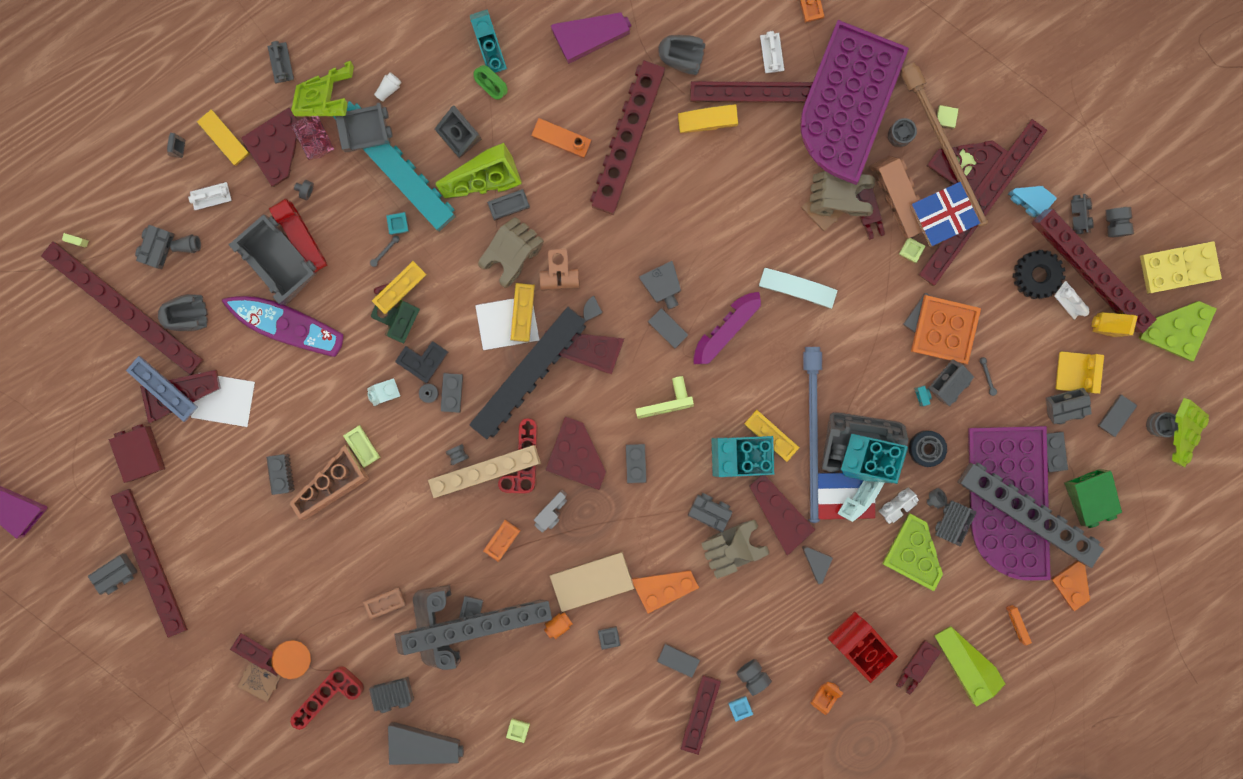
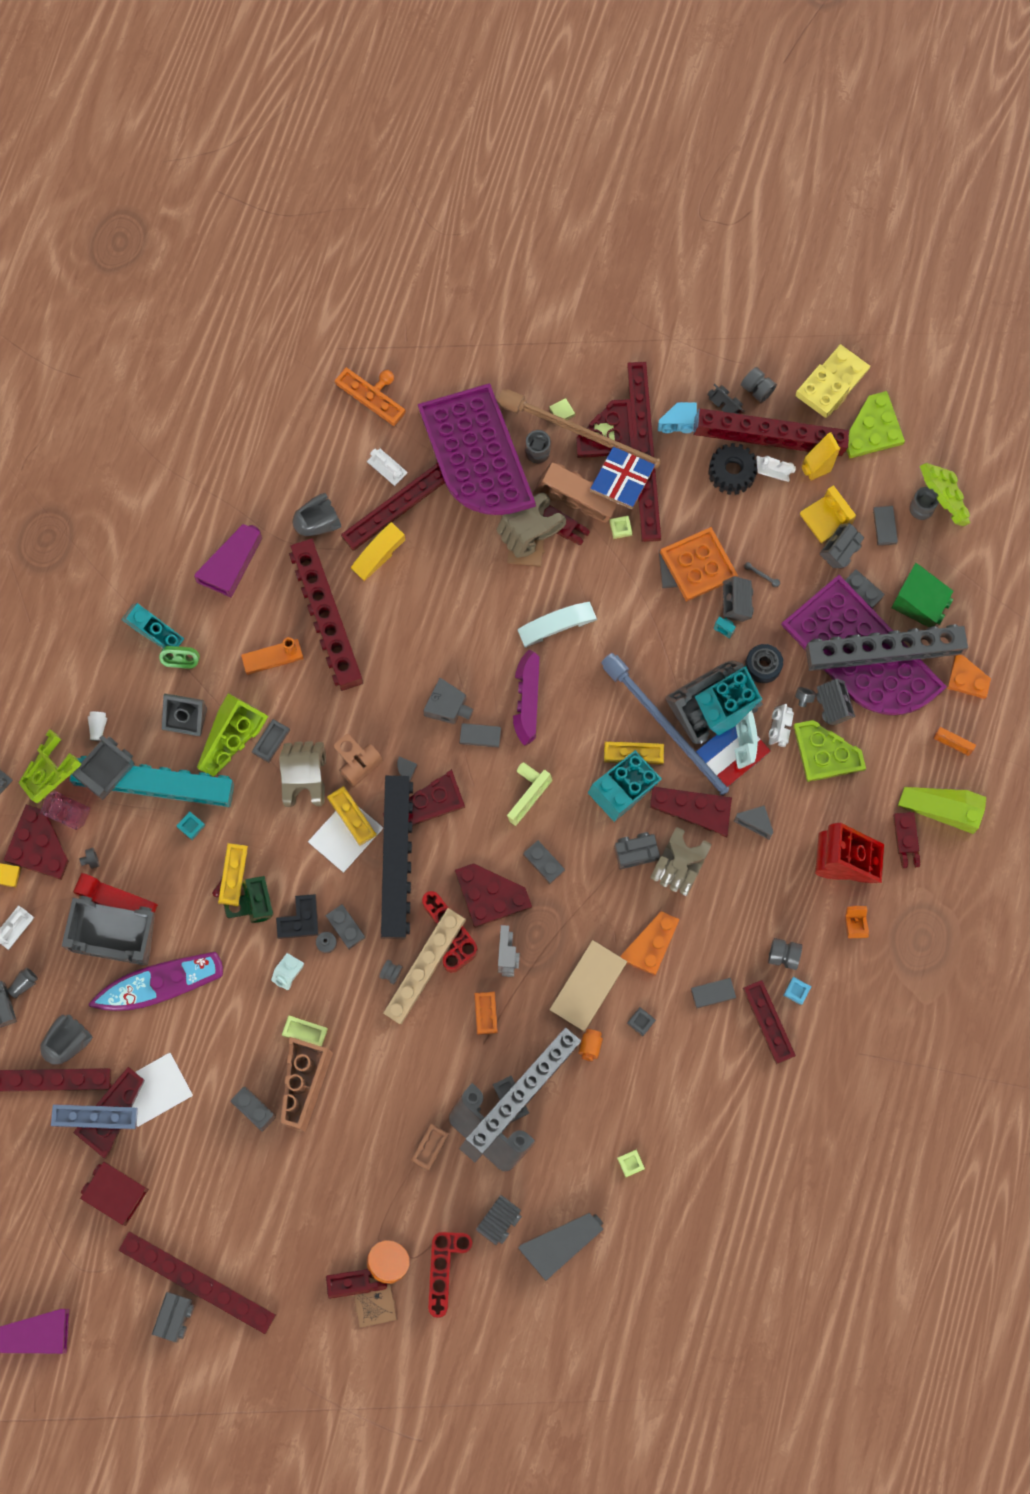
camera: 45 degrees left, 15 degrees down
(374, 262) = (195, 873): dark grey hinge -> none

